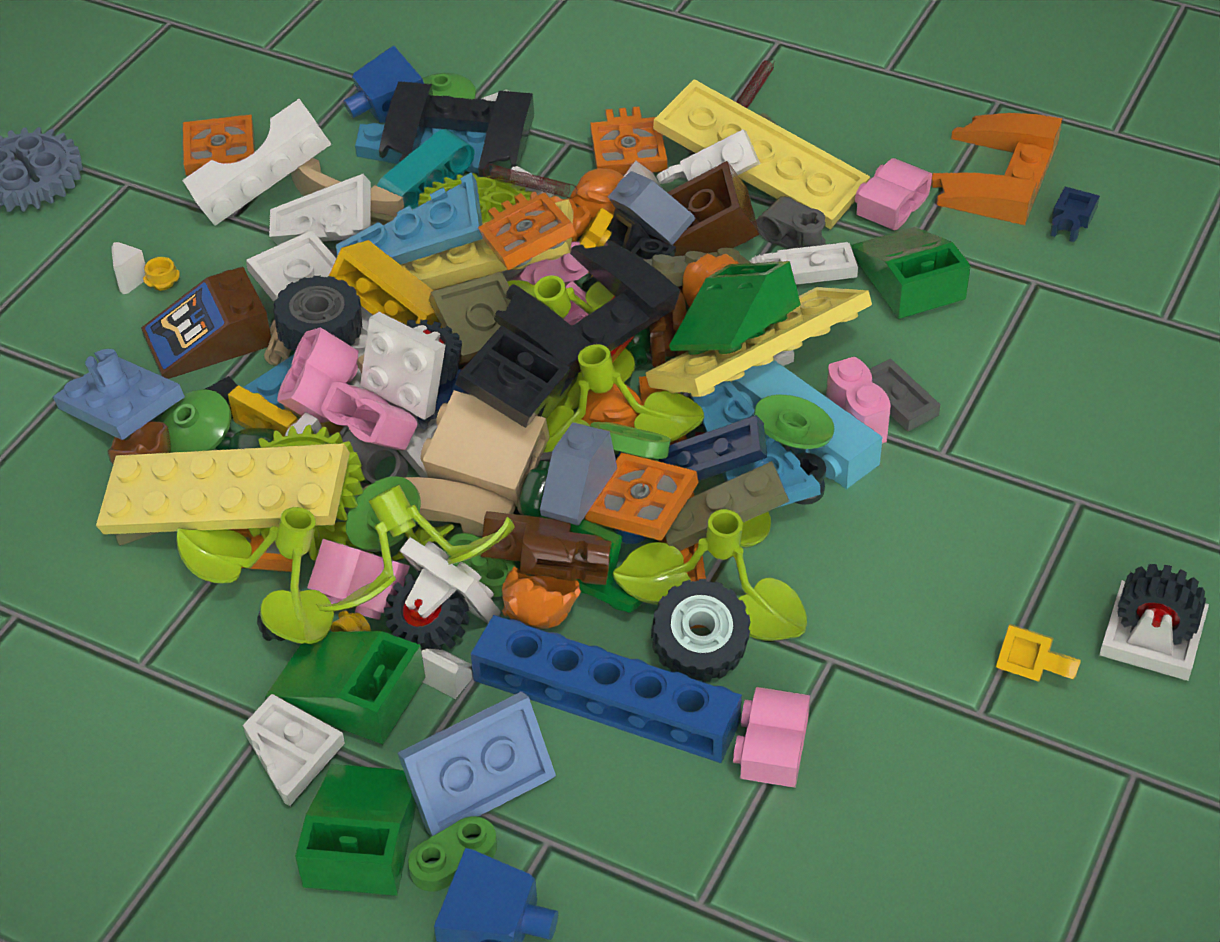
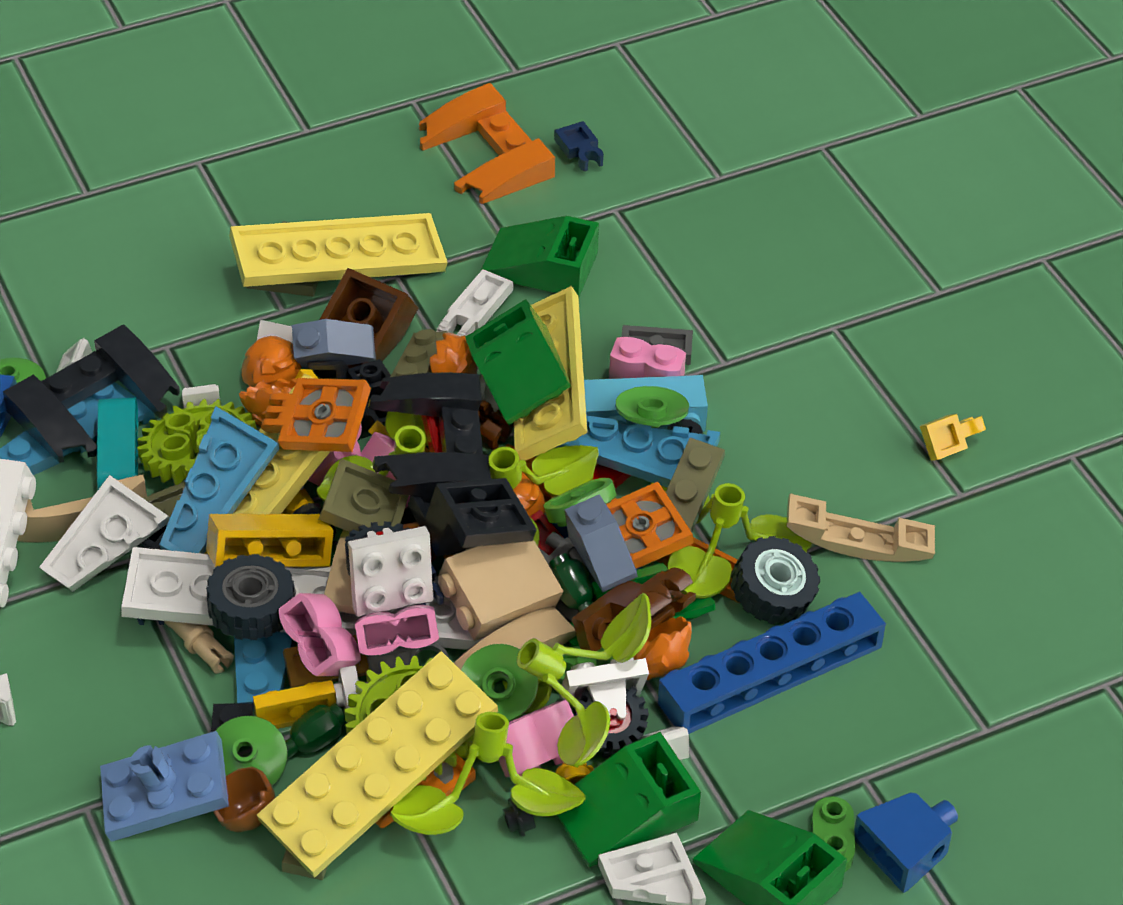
camera: 55 degrees left, 0 degrees up
(160, 273) = (25, 676): yellow plate -> none
(208, 325) = (137, 683): reddish brown slope -> none
(477, 763) = (785, 767): medium blue plate -> none
(531, 178) = (191, 396): piece -> none
(627, 139) = (221, 313): orange piece -> none
(721, 448) = (644, 456): dark blue plate -> none
(735, 149) = (325, 278): white hinge -> none
(756, 89) = (233, 206): dark red piece -> none
(773, 736) = (900, 601): bright pink brick -> none
(791, 223) = (427, 284): dark grey piece -> none
(826, 659) = (857, 537): none -> tan slope
(893, 193) = (456, 214): bright pink brick -> none
(1157, 621) = (983, 359): plate -> none

